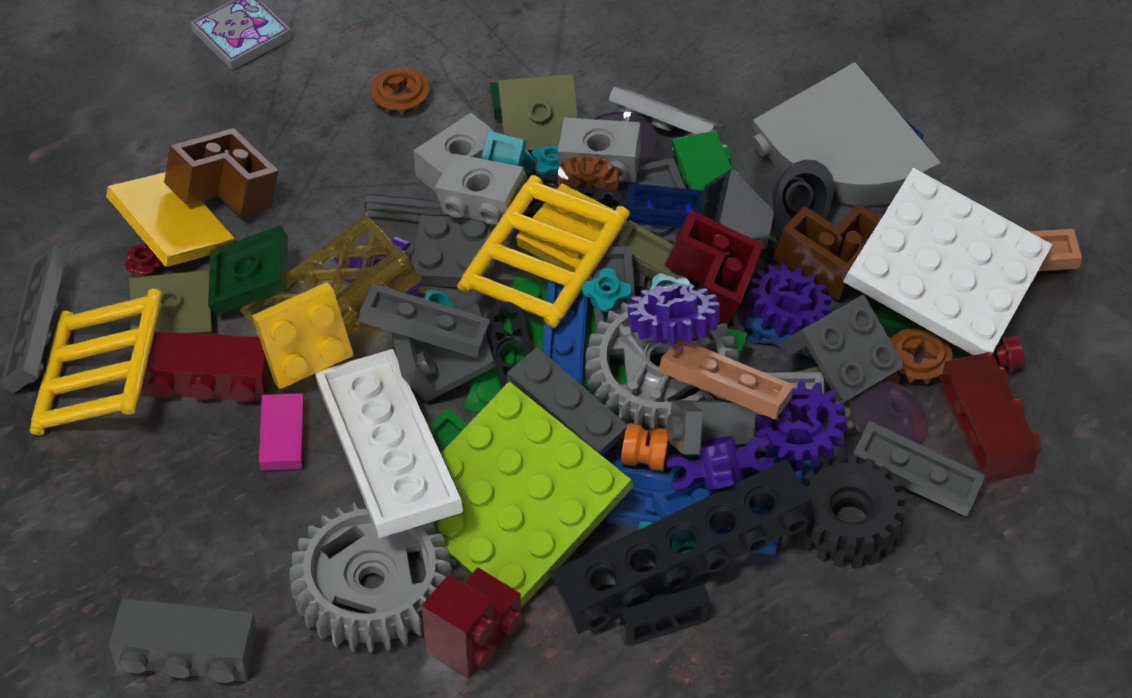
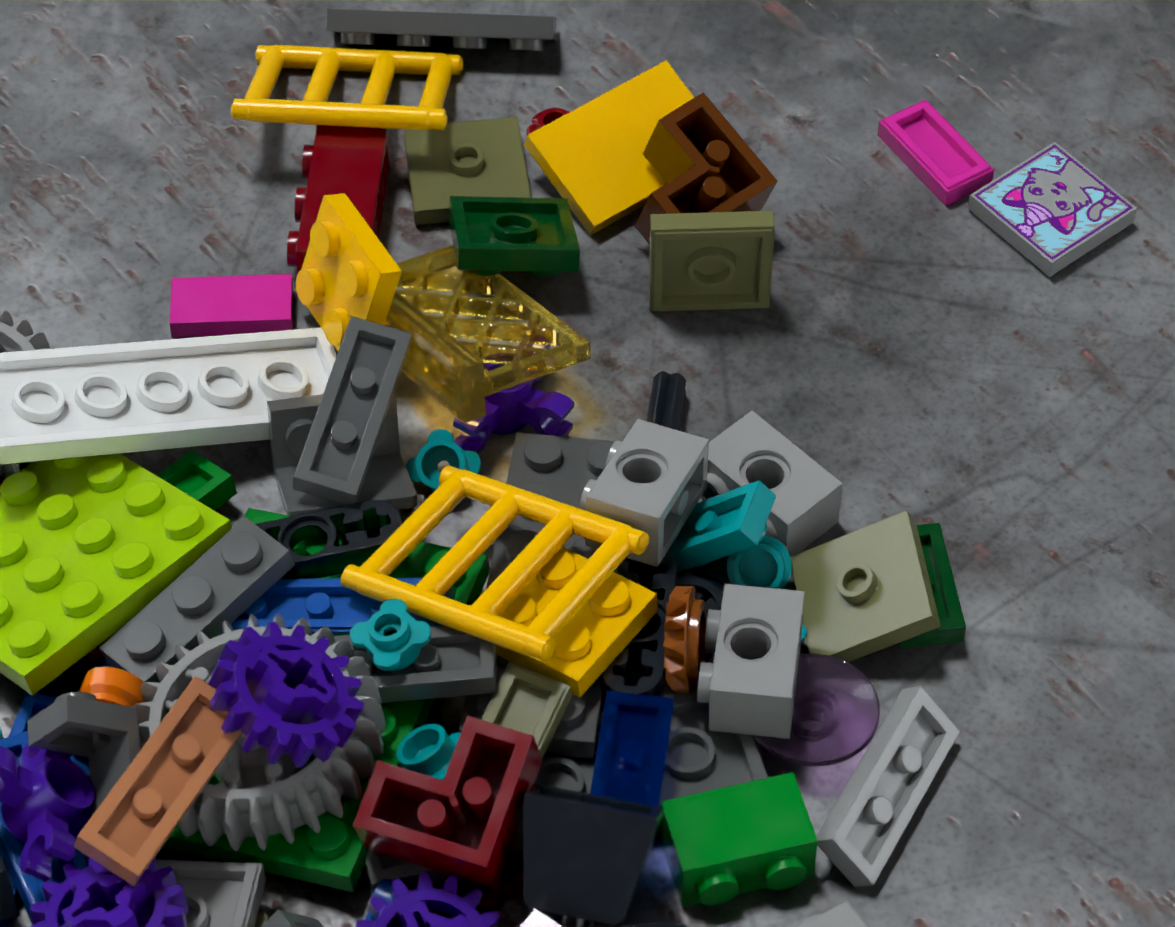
camera: 90 degrees right, 0 degrees up
(185, 80) = (935, 152): none -> dark pink tile
(291, 166) = (710, 260): none -> olive plate
(396, 80) = (916, 392): dark orange gear -> none

